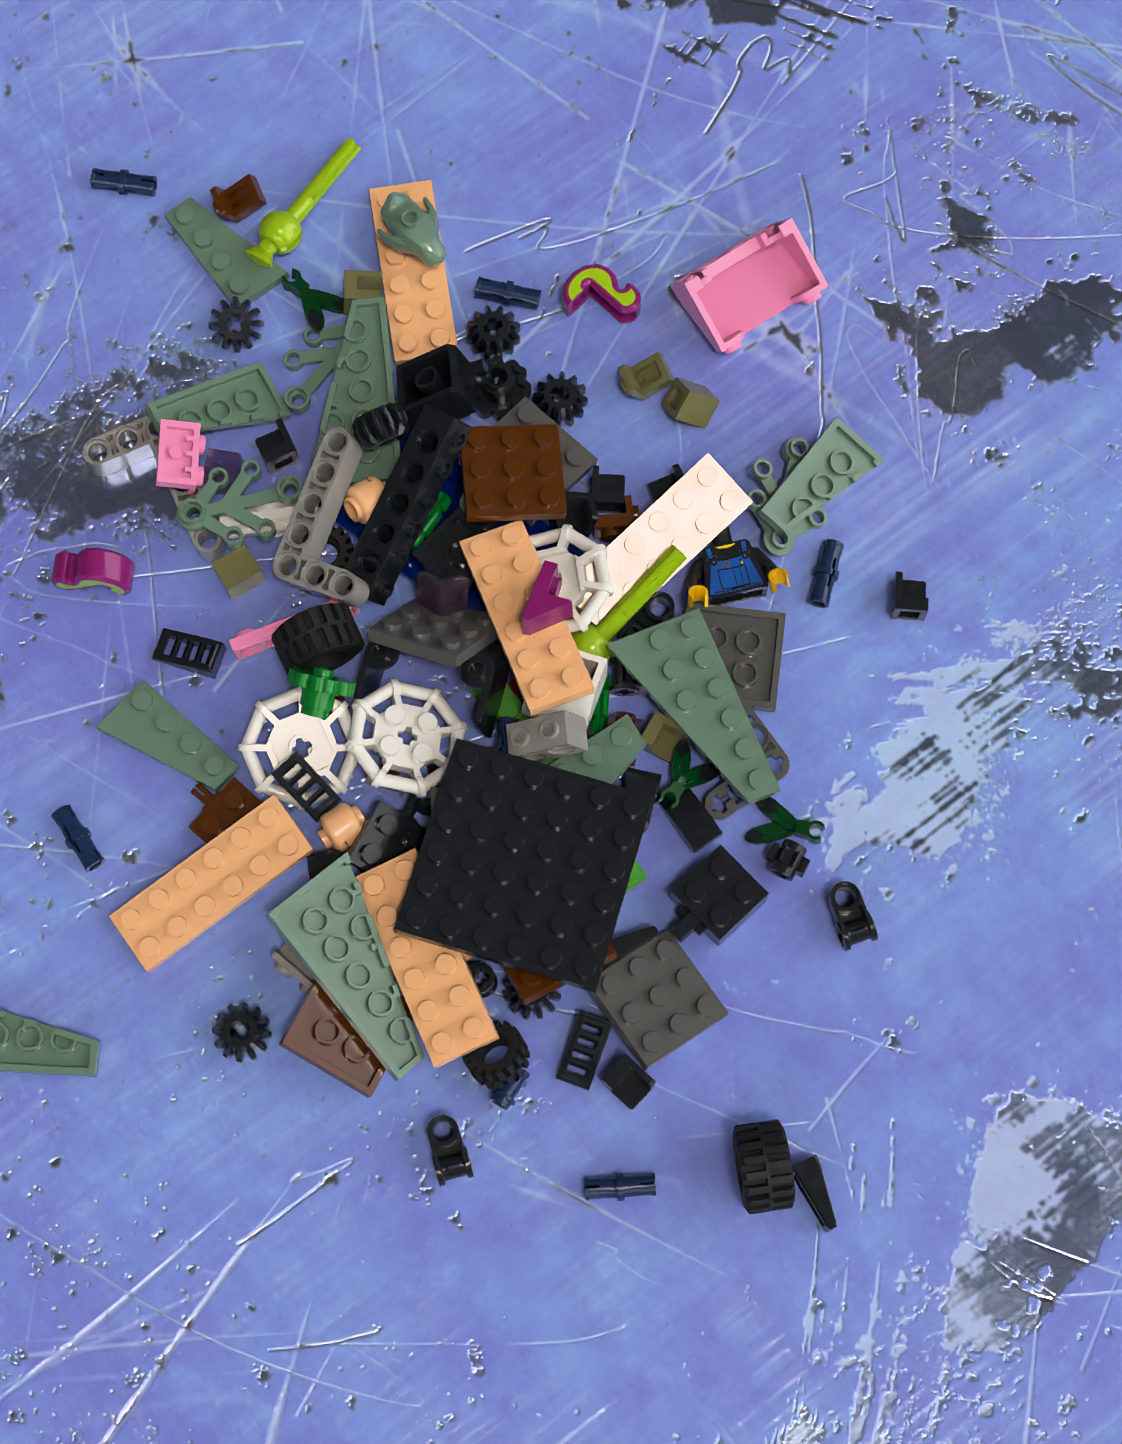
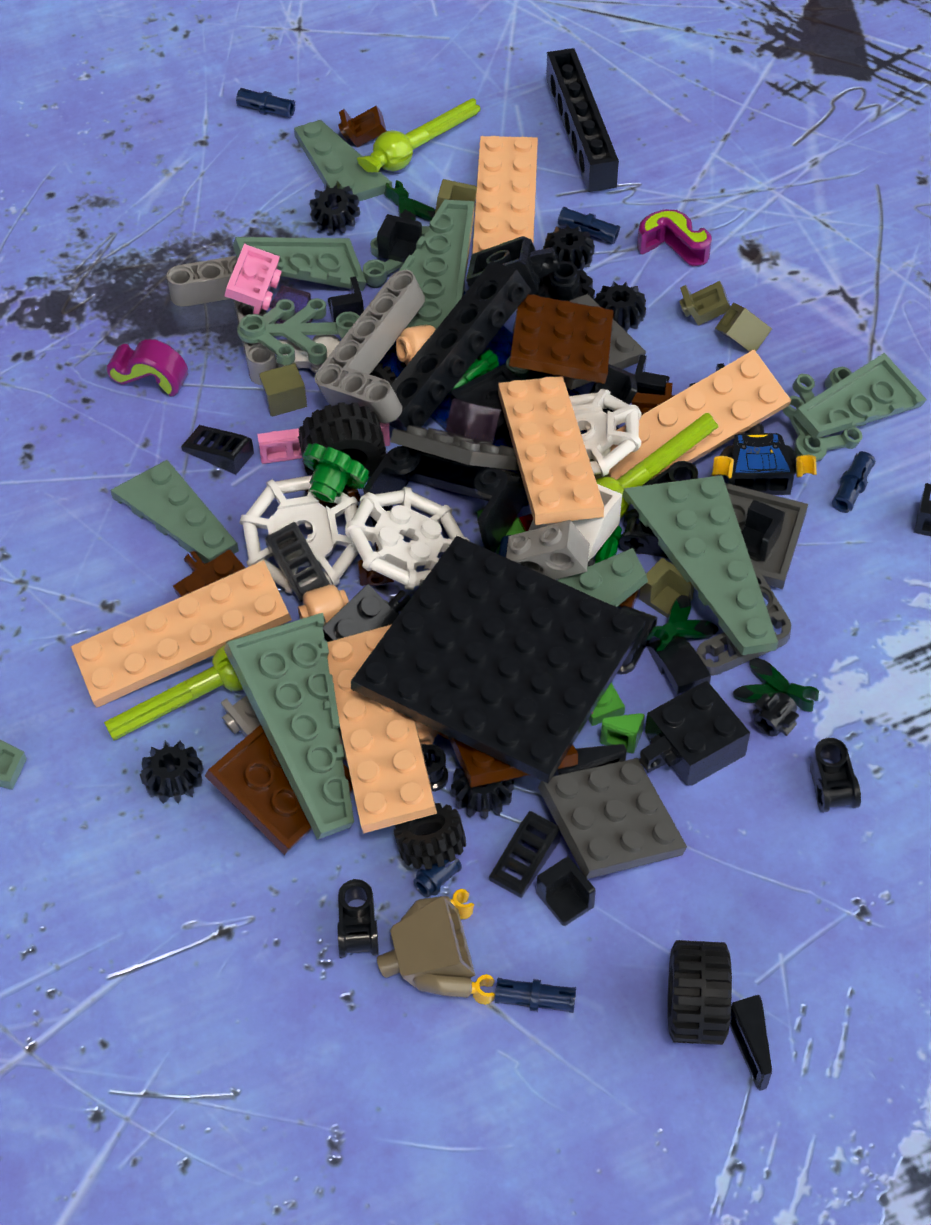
camera: 10 degrees right, 20 degrees down
(78, 838) = (63, 578): dark blue pin -> none
(234, 943) = (219, 674): none -> lime piece
(315, 357) = (398, 237): none -> black panel
(381, 426) = (445, 281): black gear -> none
(412, 228) = (511, 157): sand green animal -> none
(474, 151) = (582, 120): none -> black brick
(522, 1164) = (434, 950): none -> dark tan torso
(544, 605) = (571, 428): magenta slope -> none
(650, 906) = (623, 730): none -> bright green slope
(745, 661) = (762, 529): none -> black panel
(750, 284) = (817, 247): bright pink windscreen -> none

